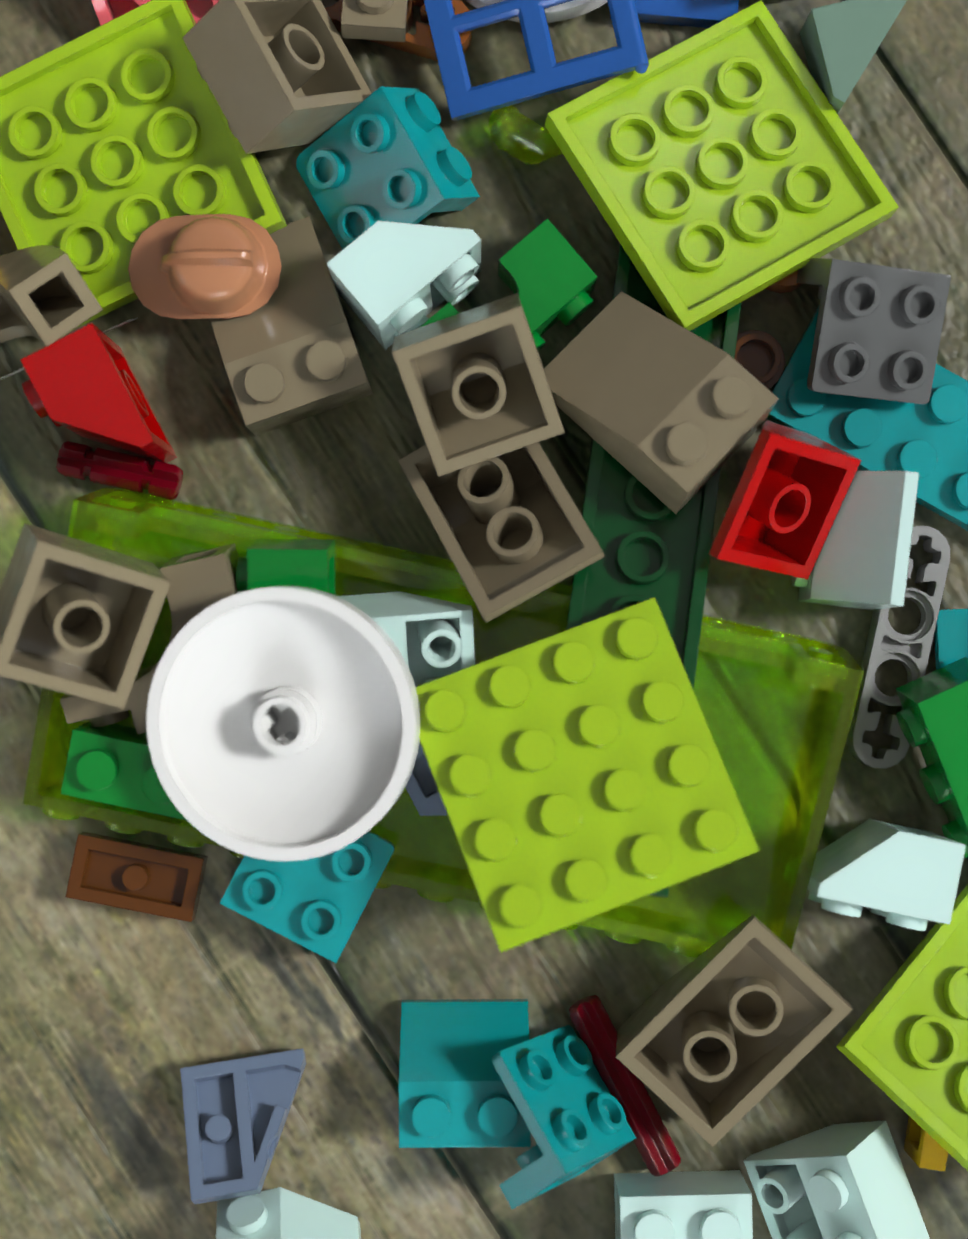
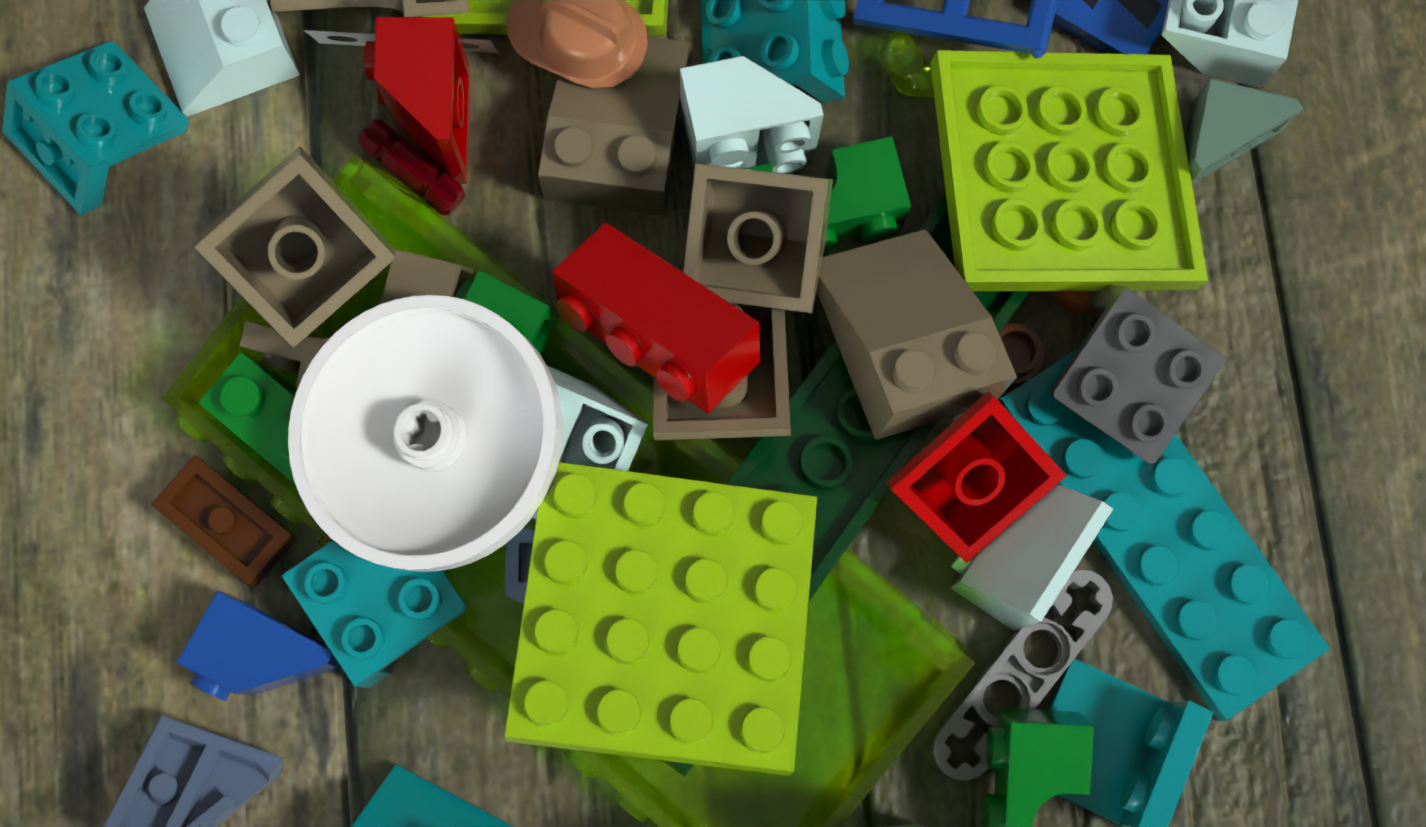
camera: 25 degrees right, 10 degrees down
(224, 974) = (250, 651): none -> blue slope
(429, 511) = (656, 318): none -> red brick

